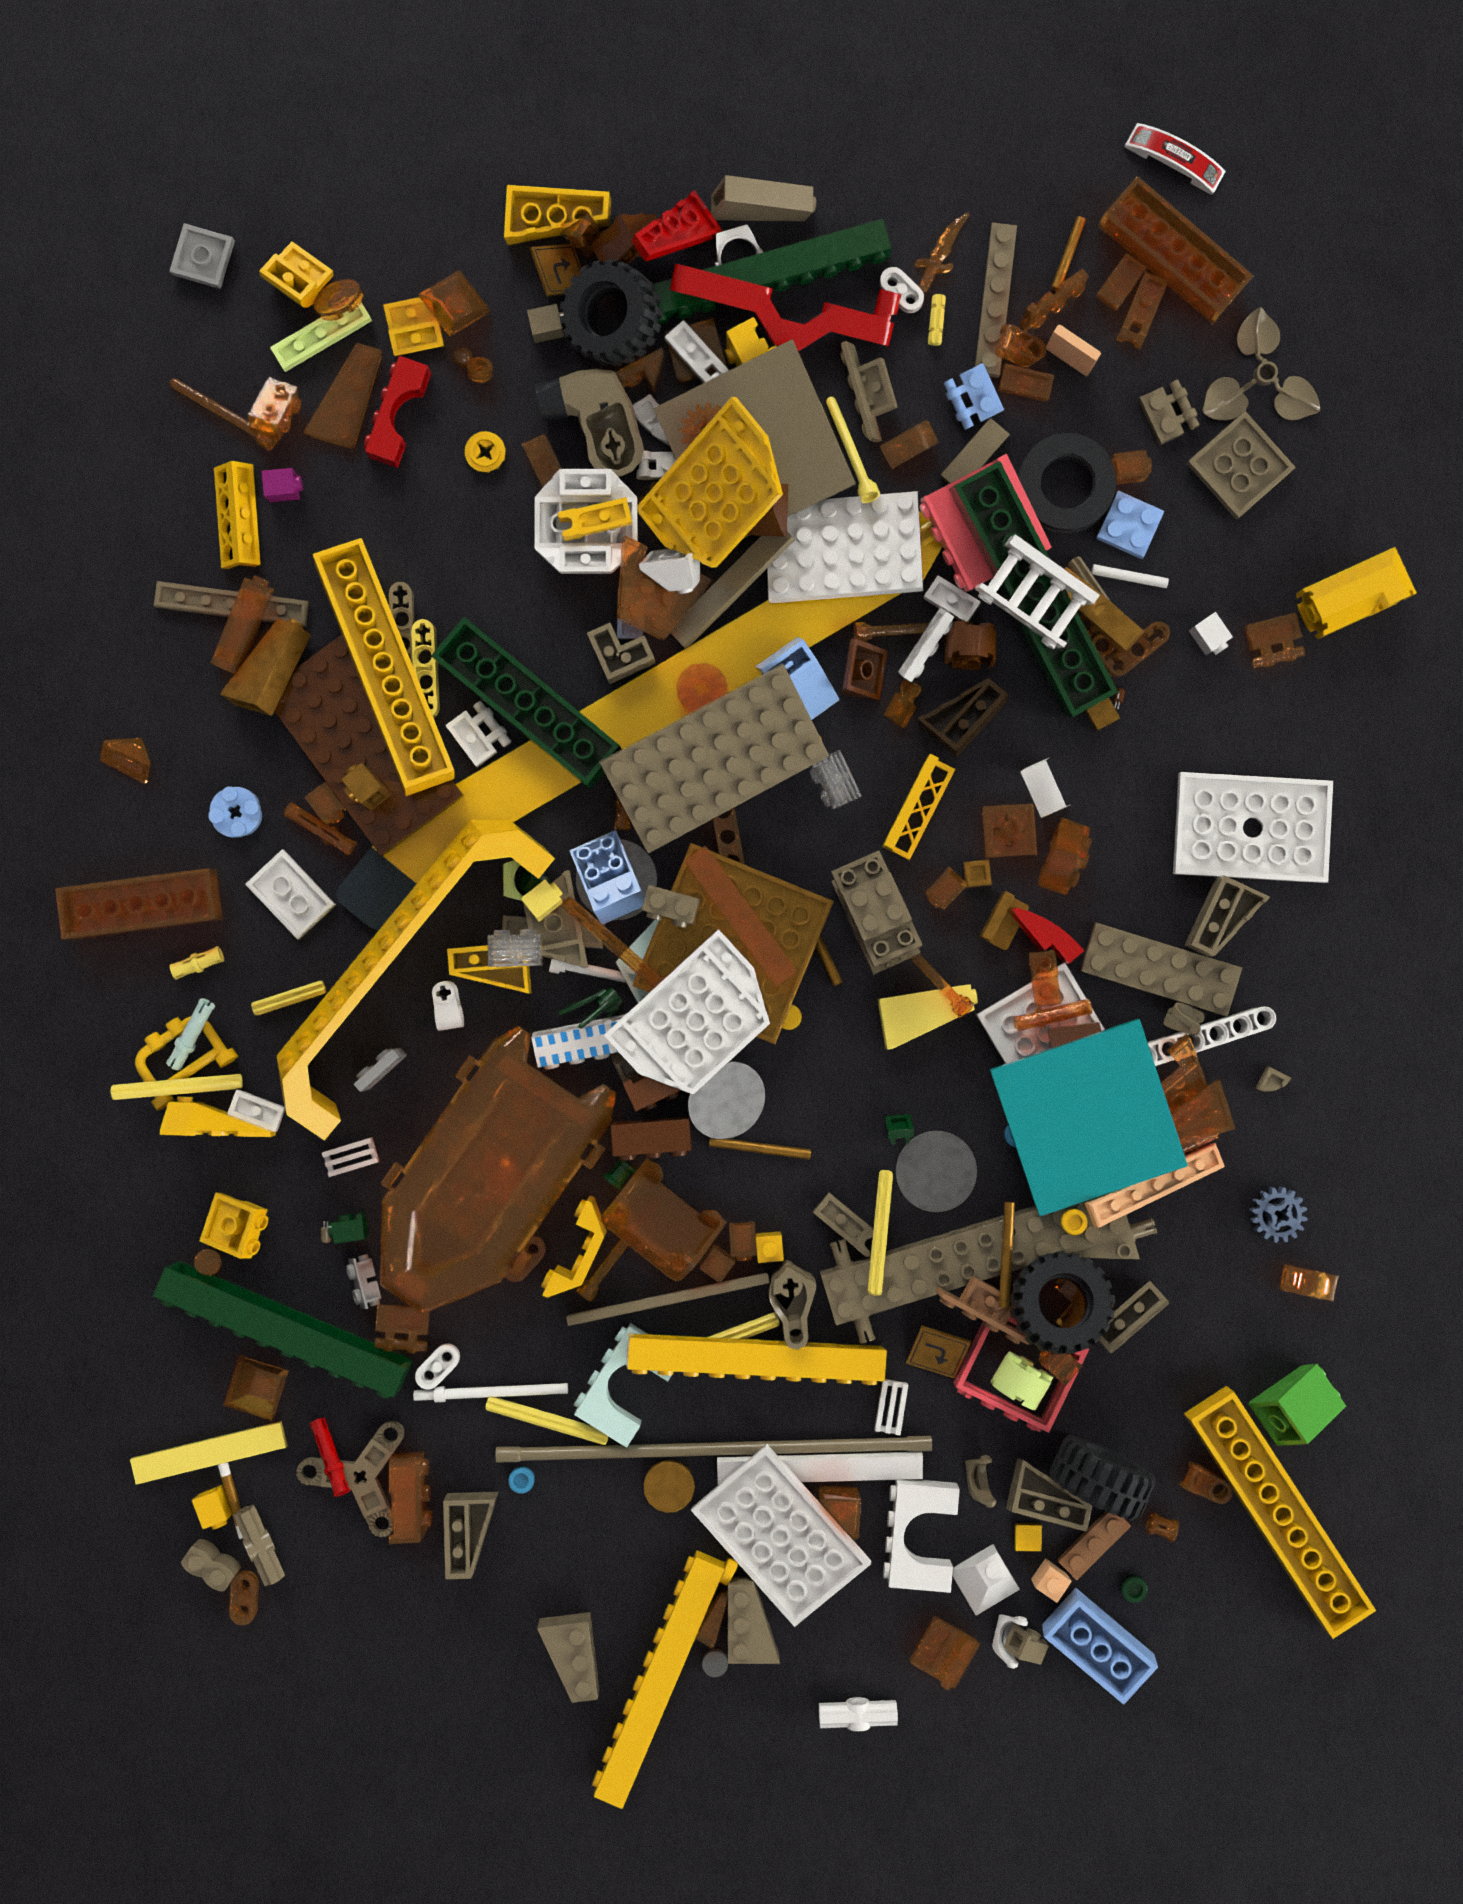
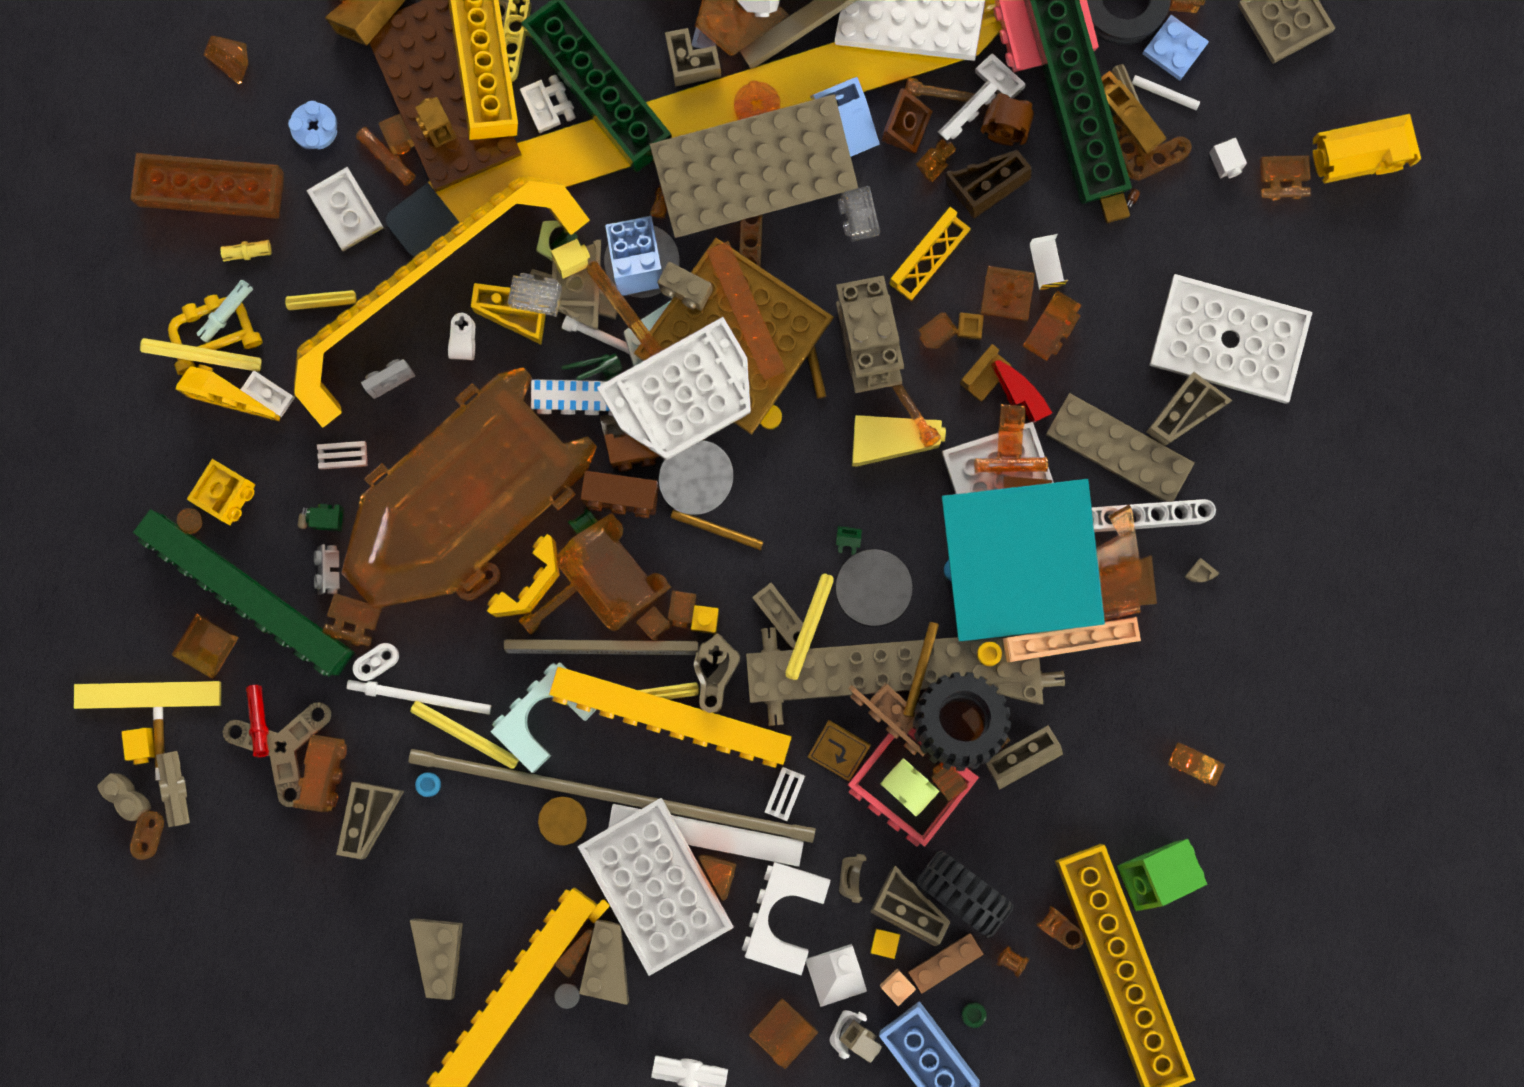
camera: 20 degrees right, 5 degrees down
(1060, 580) = (1082, 56): white fence -> none
(1184, 1018) = (1131, 494): dark tan helmet -> none
(1284, 1206) = (1189, 702): sand blue gear -> none

